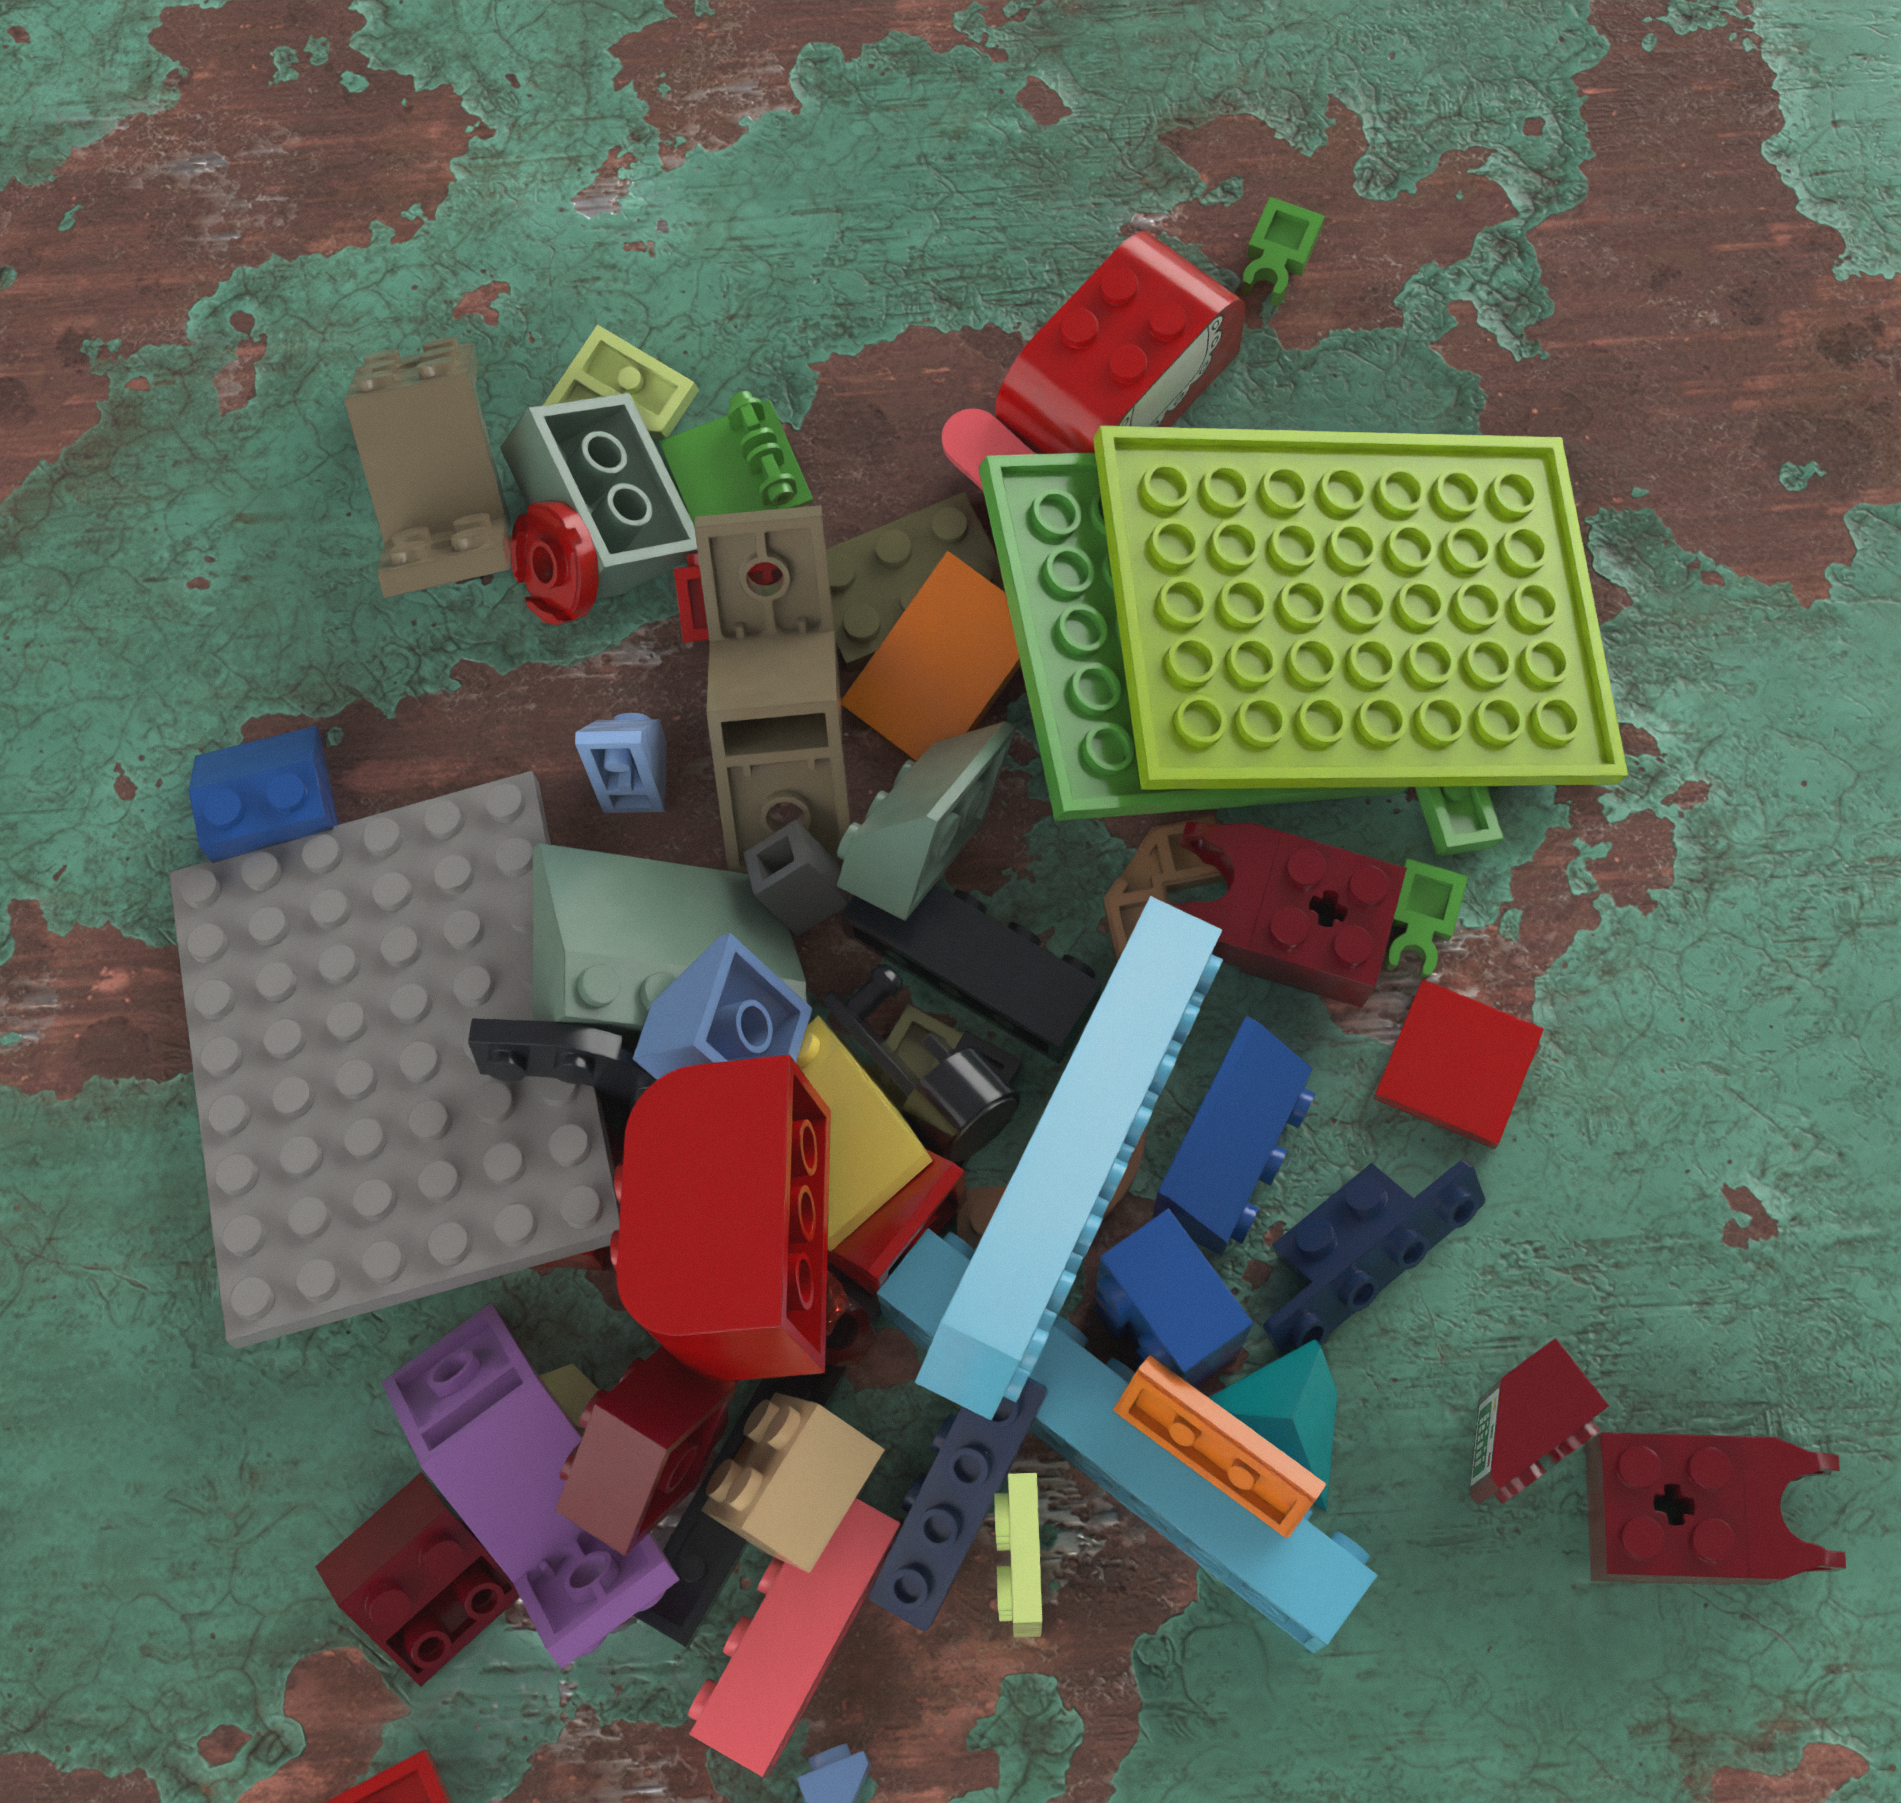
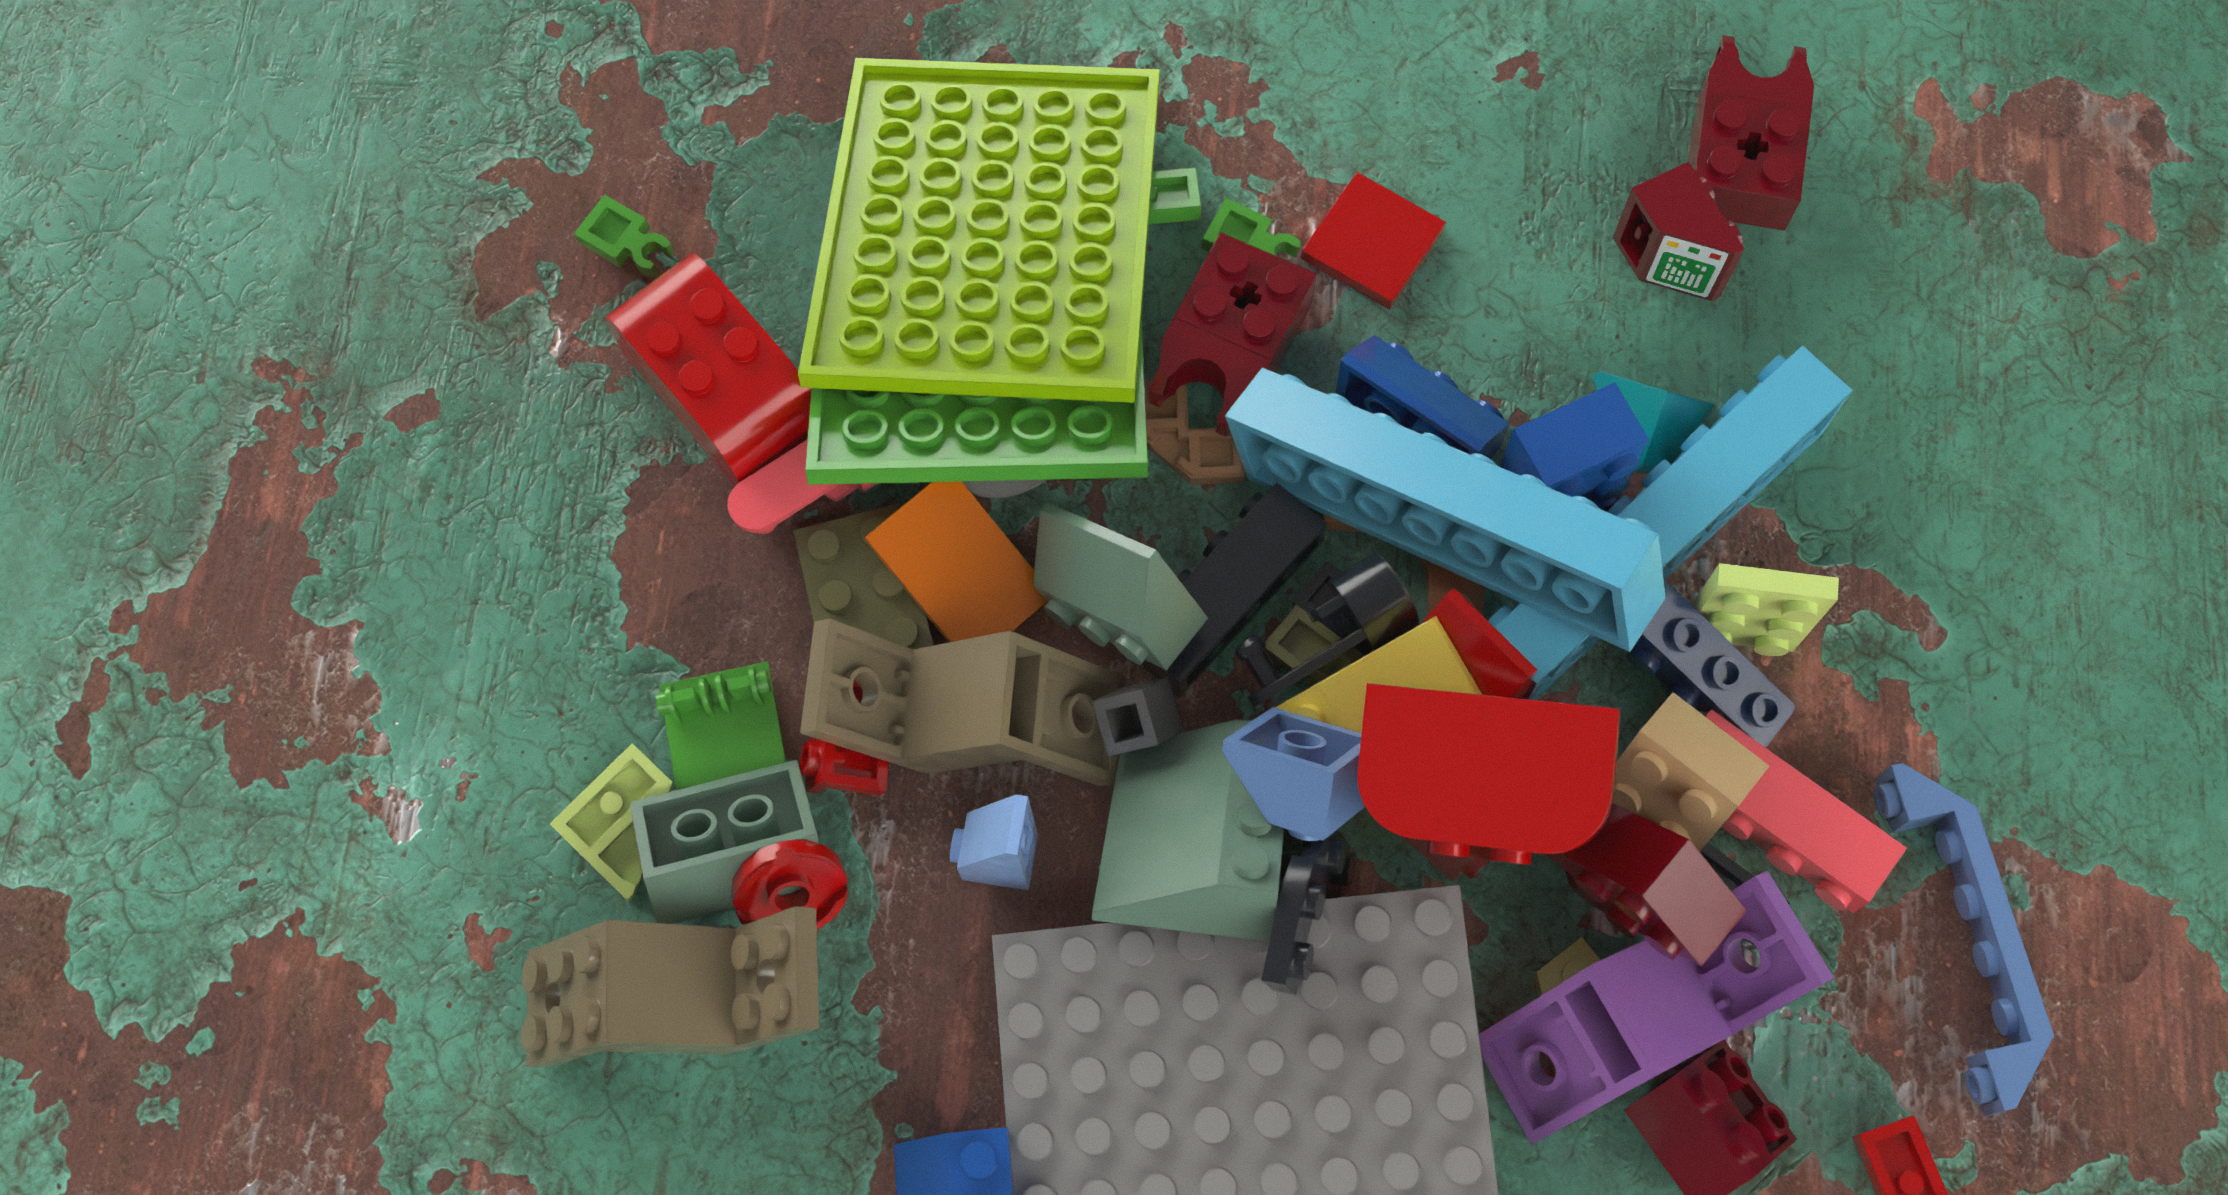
camera: 80 degrees left, 0 degrees up
(1219, 1447) = (1701, 433): orange tile -> none
(1362, 1244) = (1507, 334): dark blue bracket -> none

